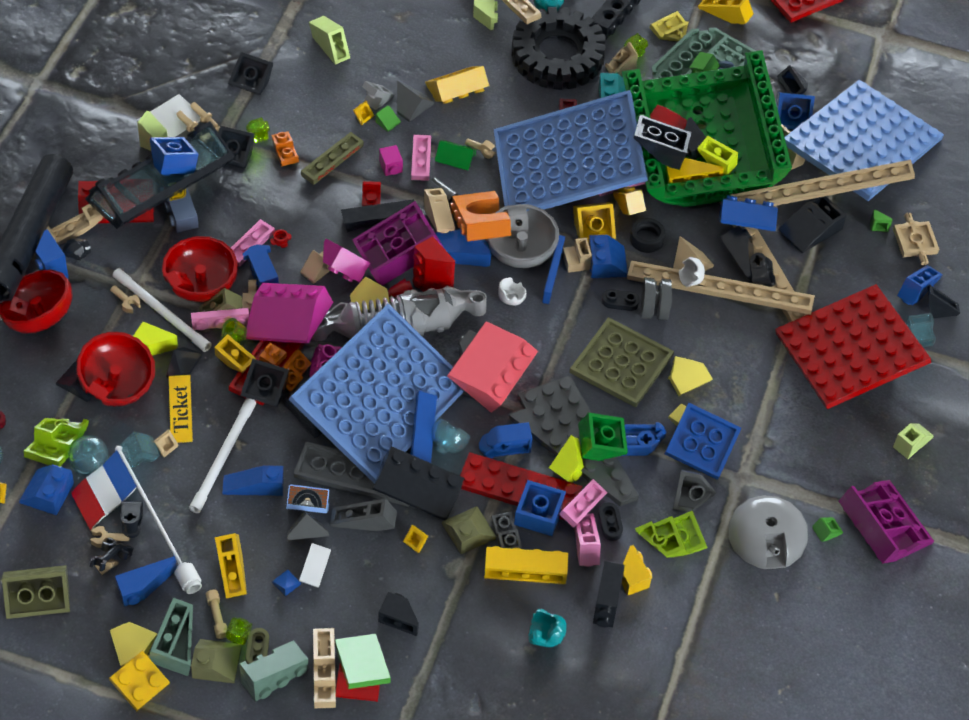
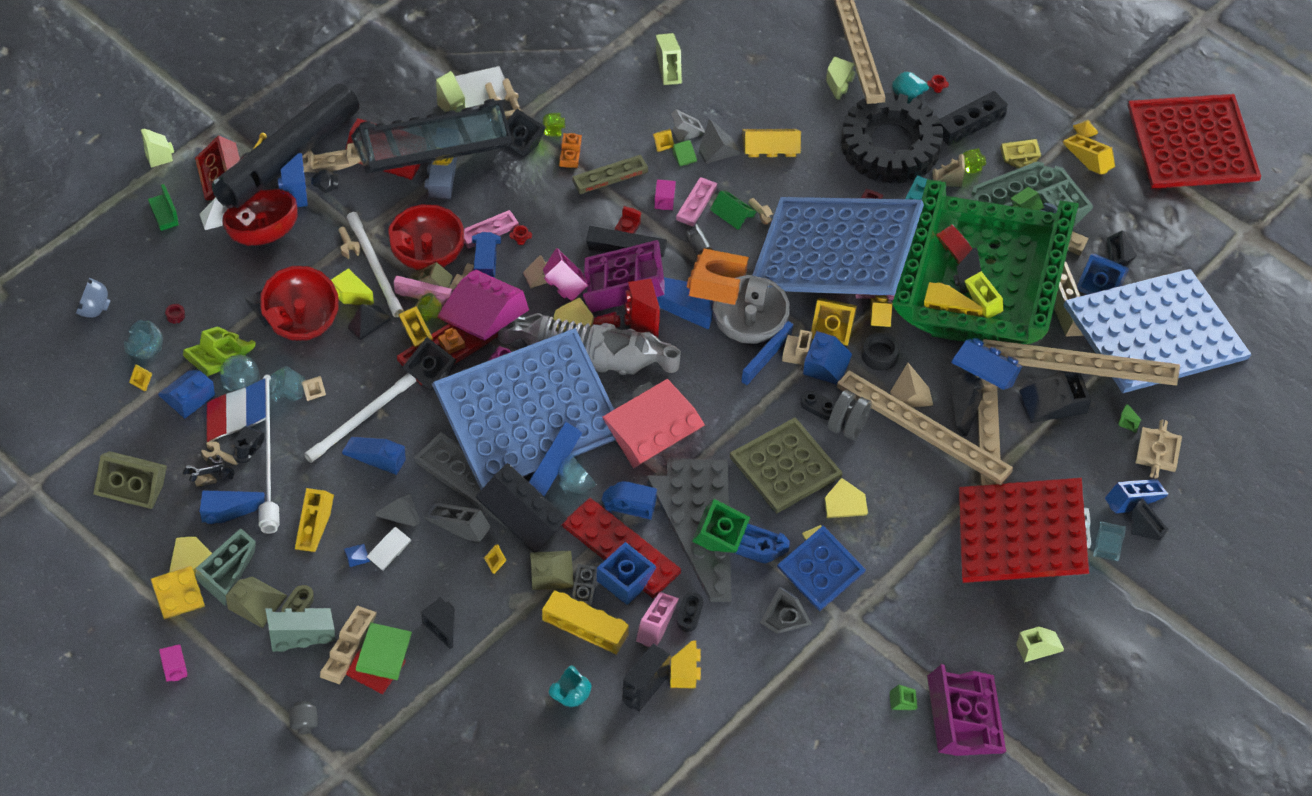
camera: 25 degrees right, 0 degrees up
(173, 155) = (451, 121): blue slope -> none
(180, 408) = (344, 361): yellow sticker -> none
(213, 600) = (274, 573): tan bar -> none
(238, 630) = (287, 580): clear neon green plate -> none
(251, 73) = (575, 68): black slope -> none
(297, 365) = (467, 359): orange slope -> none
(308, 498) = (412, 485): panel -> none
(438, 210) = (681, 257): tan slope -> none
(511, 292) = (712, 360): white hair -> none
(569, 460) = (678, 538): neon yellow slope -> none
(583, 503) = (670, 584): bright pink plate -> none
(663, 141) = (929, 261): black slope -> none
(674, 535) = (745, 648): lime slope -> none
(692, 272) = (900, 402): white hair -> none
(762, 270) = (975, 427): black piece -> none
(768, 532) = (840, 679): light grey piece -> none

